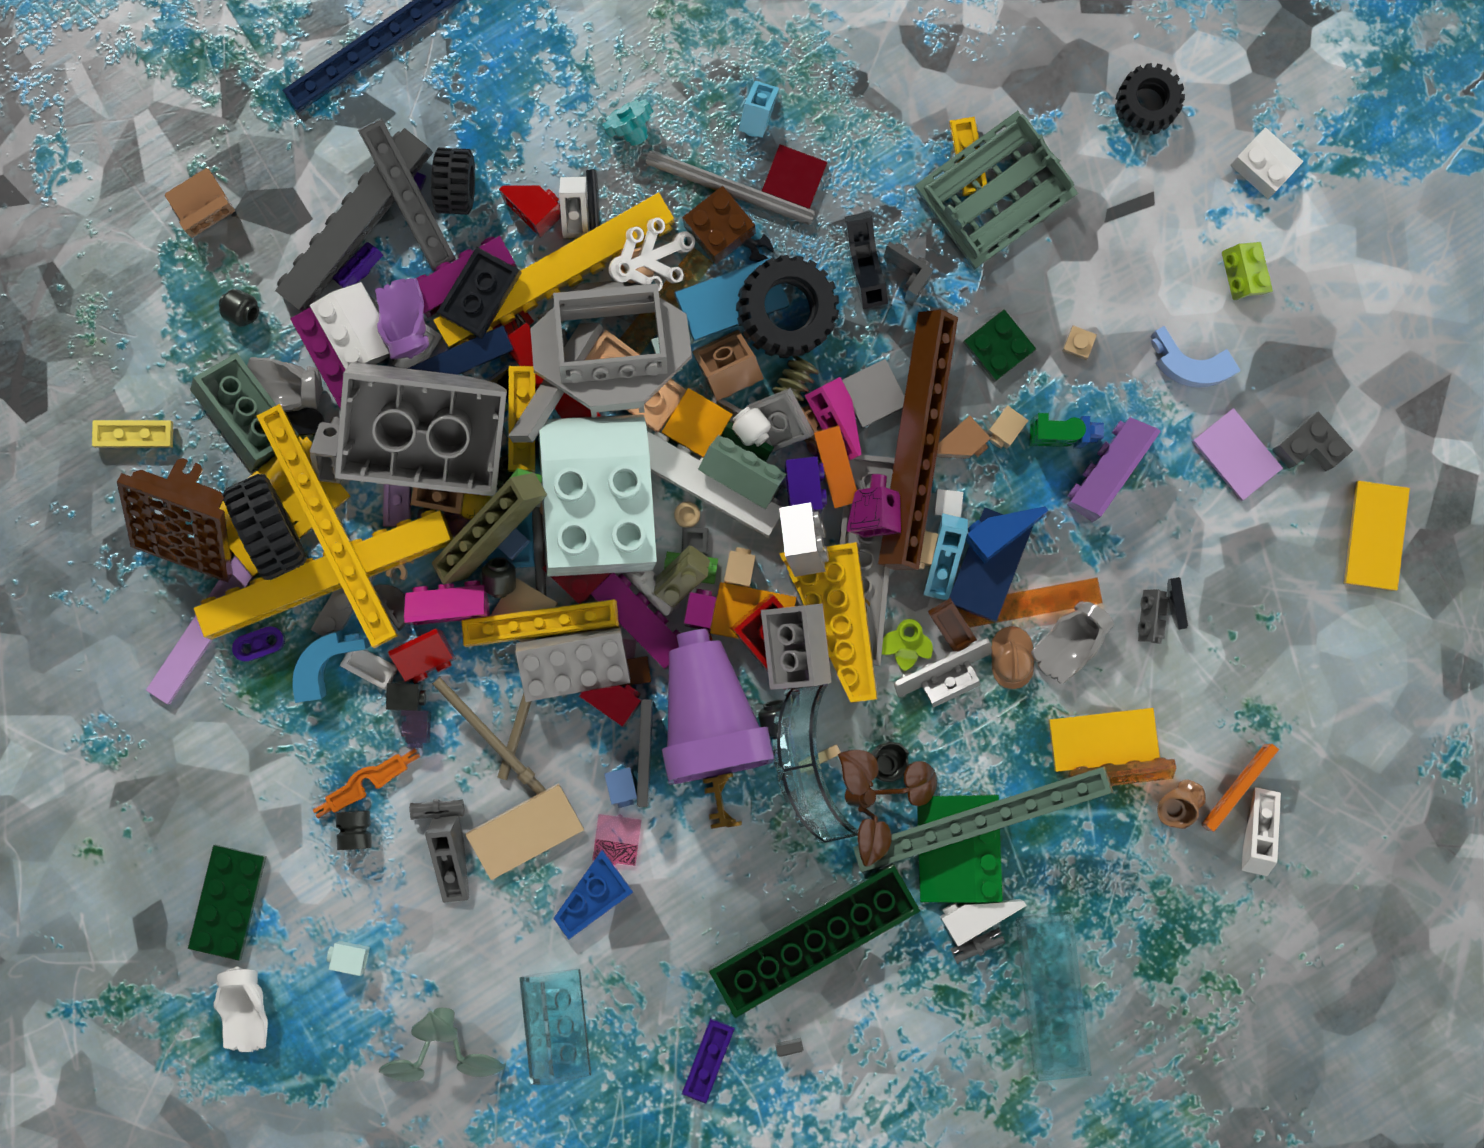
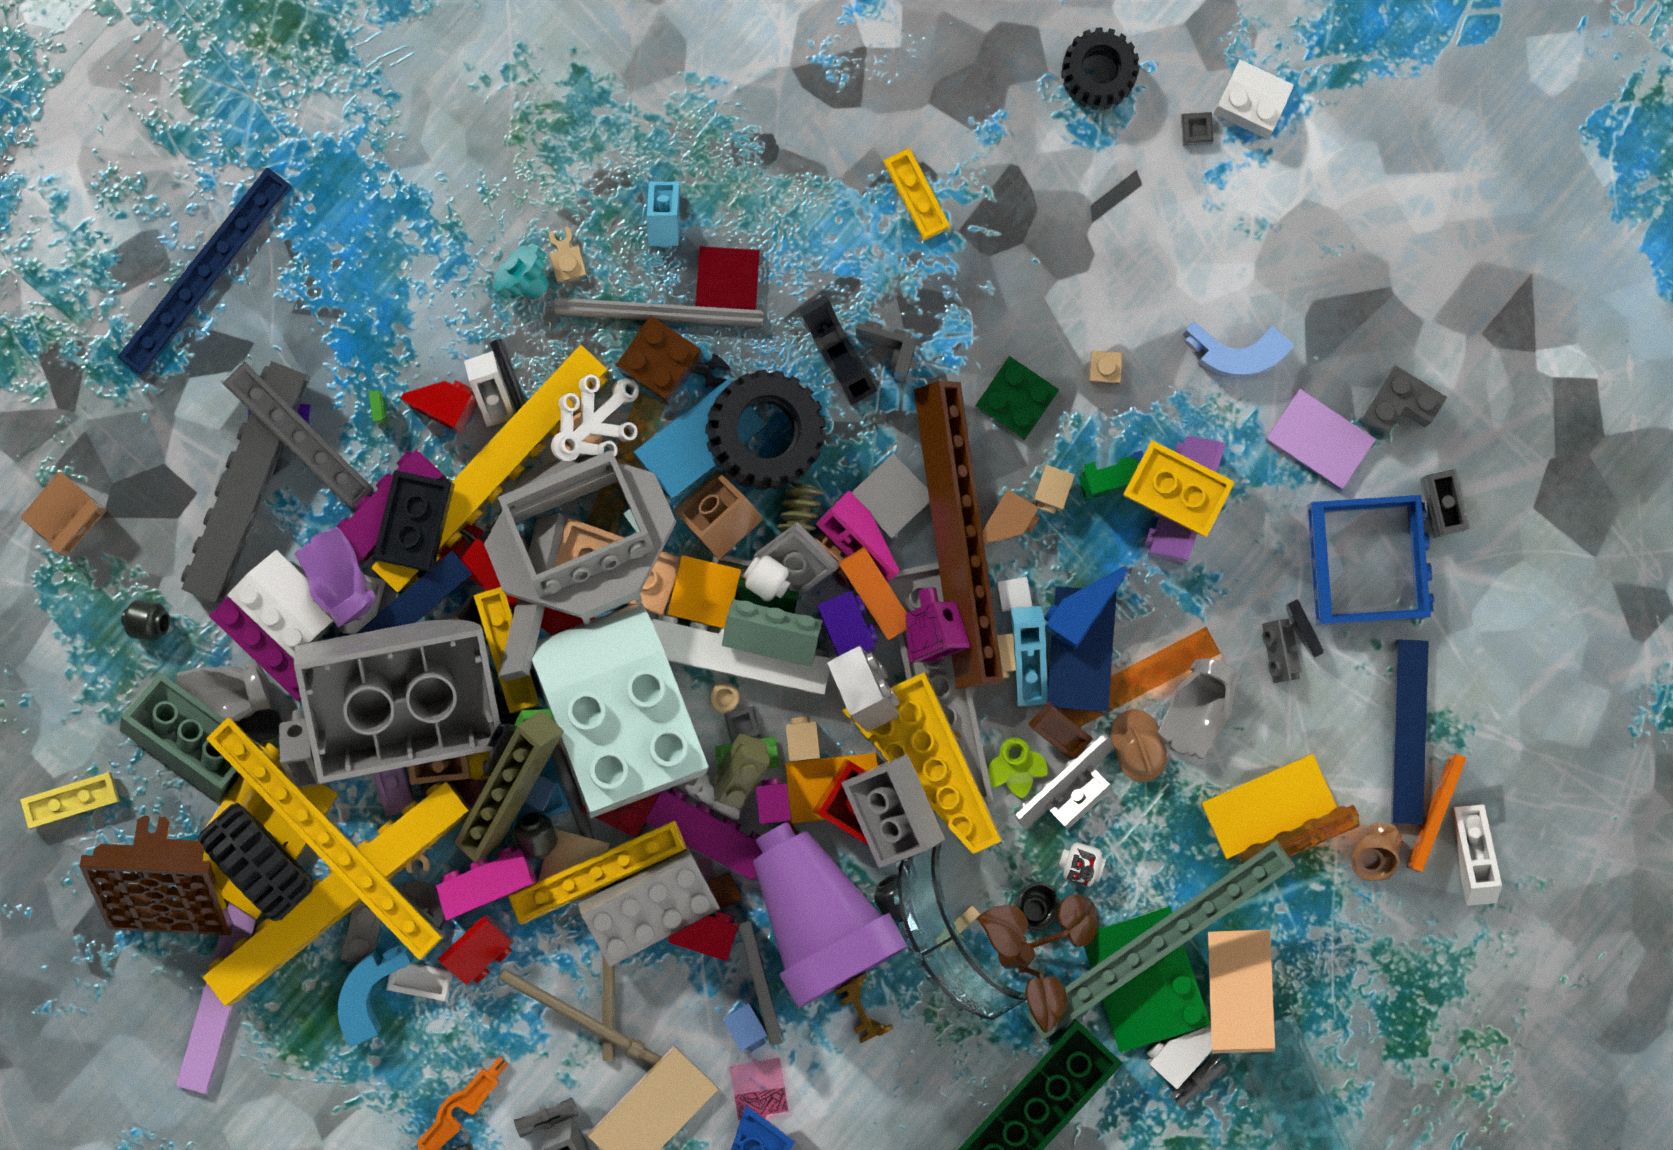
camera: 15 degrees left, 0 degrees up
(259, 644) = (288, 994): dark purple plate -> none
(358, 266) = (266, 531): dark purple plate -> none
(405, 697) = (471, 1002): pearl dark grey brick -> none
(416, 728) = (494, 1033): clear purple brick -> none
(453, 181) = (344, 403): black tyre -> none
(479, 194) = (378, 407): none -> bright green tile
(490, 490) = (499, 741): none -> black tile
(669, 123) = (567, 260): none -> tan plate
(937, 739) = (1082, 864): none -> head
(977, 162) = (927, 201): sand green piece -> none
(1035, 883) = (1241, 991): none -> light nougat tile
(1111, 455) = (1178, 488): none -> yellow plate
(1213, 172) = (1197, 128): none -> dark grey tile
(1237, 714) = (1409, 731): none -> dark blue tile
(1247, 270) = (1268, 228): lime bracket -> none
(1292, 563) = (1319, 558): none -> blue window
(1324, 536) = (1445, 503): none -> dark grey brick
(1376, 535) = (1503, 482): yellow tile -> none

